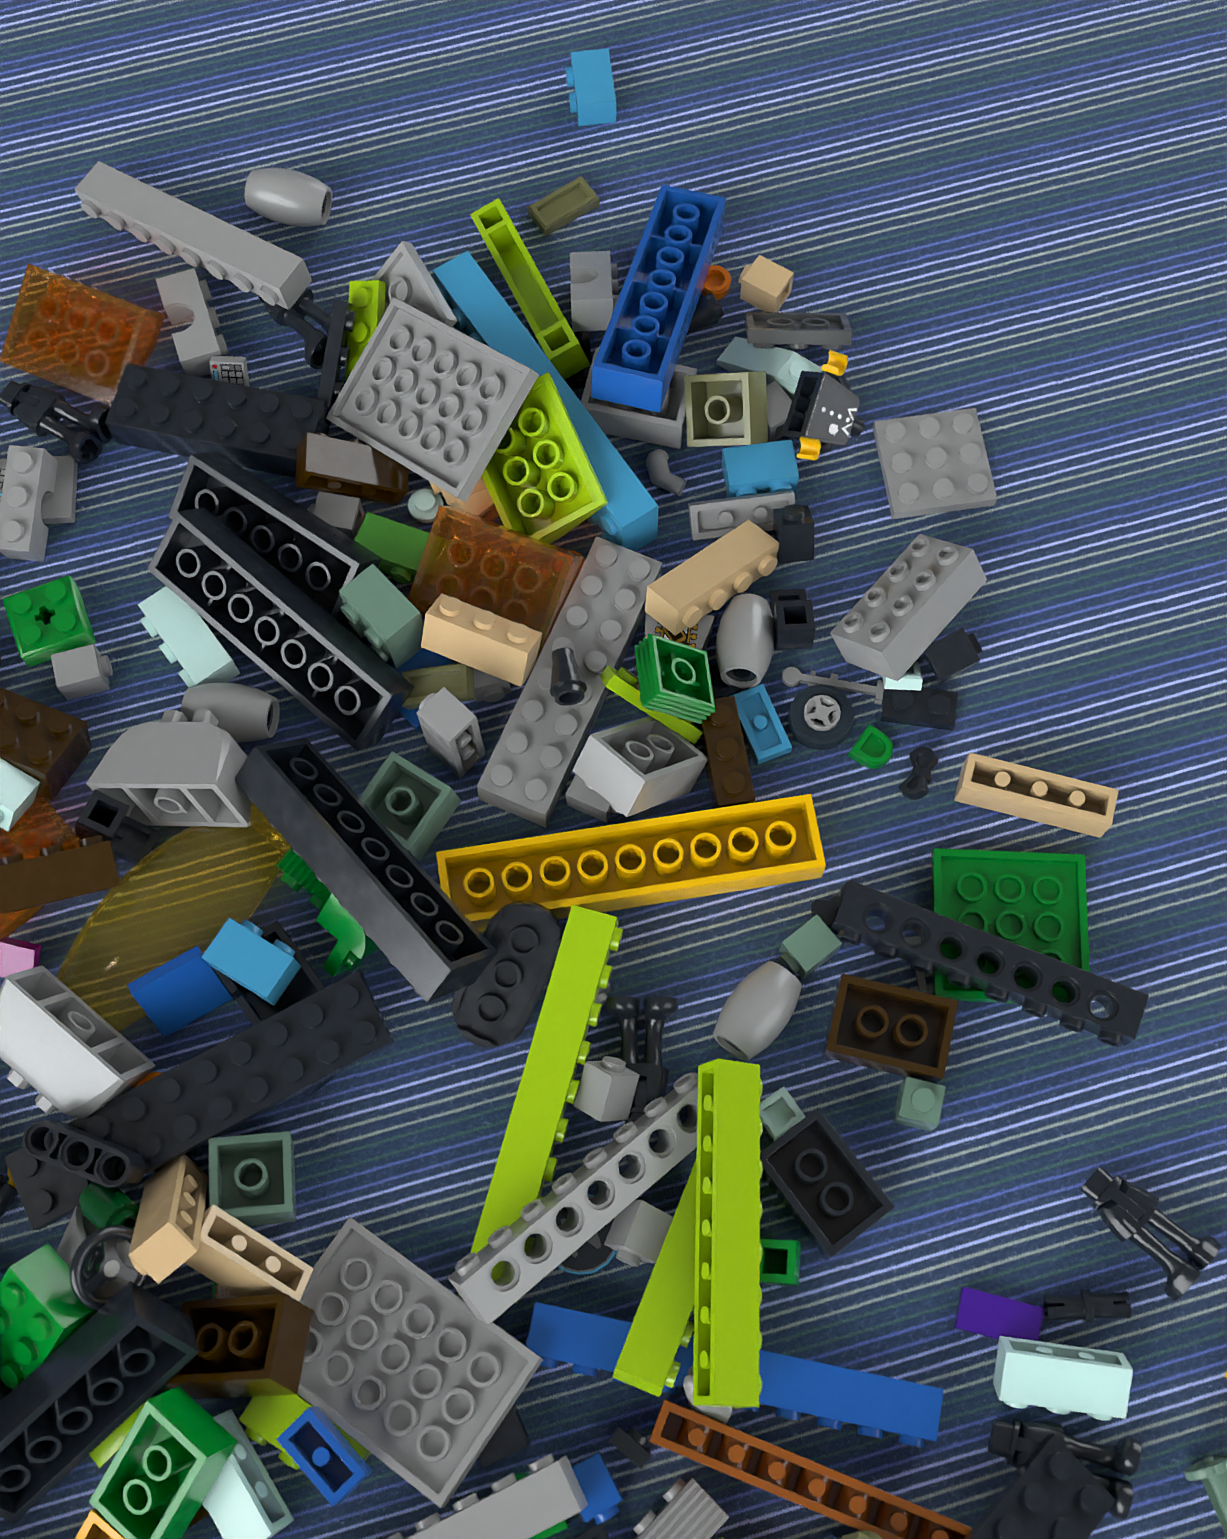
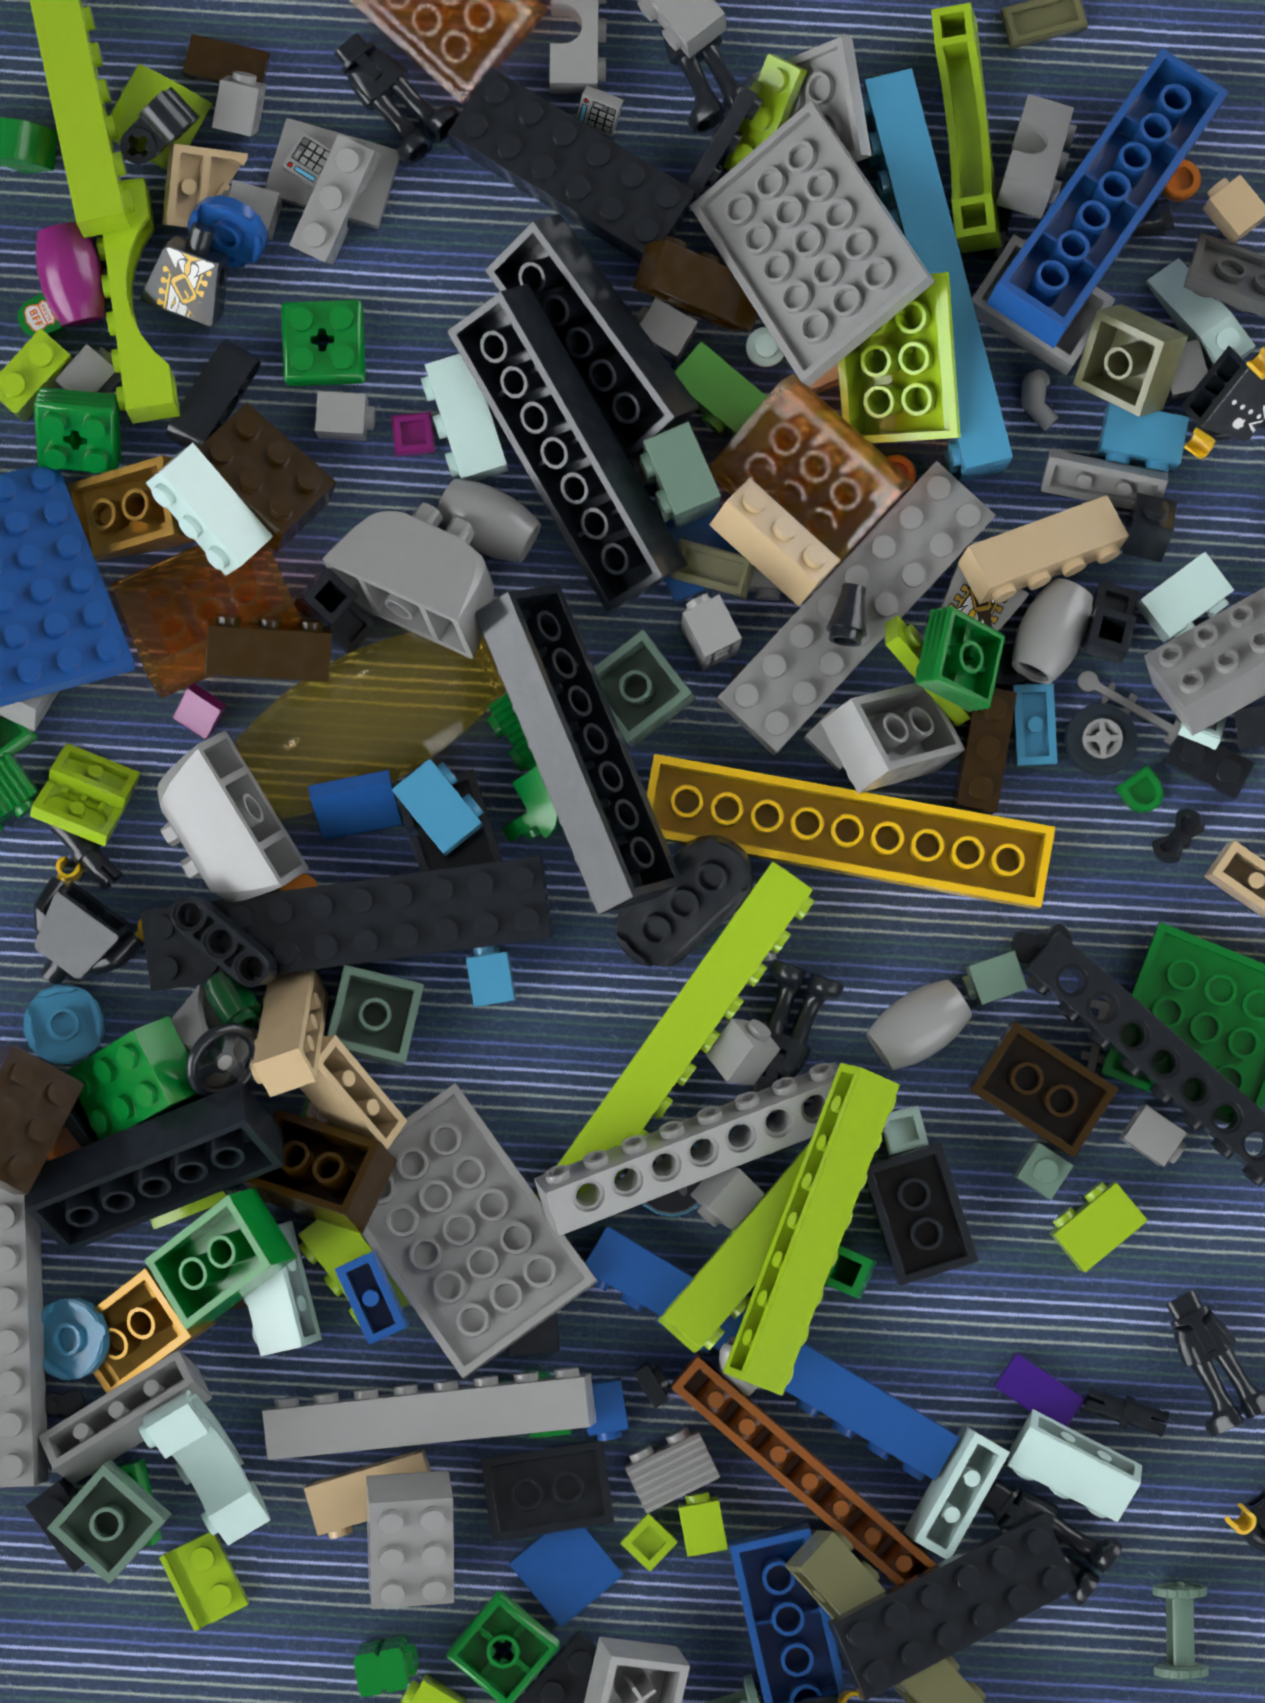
camera: 15 degrees right, 15 degrees up
(148, 669) = (413, 434): none -> magenta tile
(351, 1103) = (490, 976): none -> dark azure brick
(845, 579) = (1185, 597): none -> light aqua brick
(962, 1447) = (956, 1493): none -> light aqua brick
(988, 1137) = (1097, 1225): none -> lime brick
(1005, 1037) = (1154, 1136): none -> light grey brick

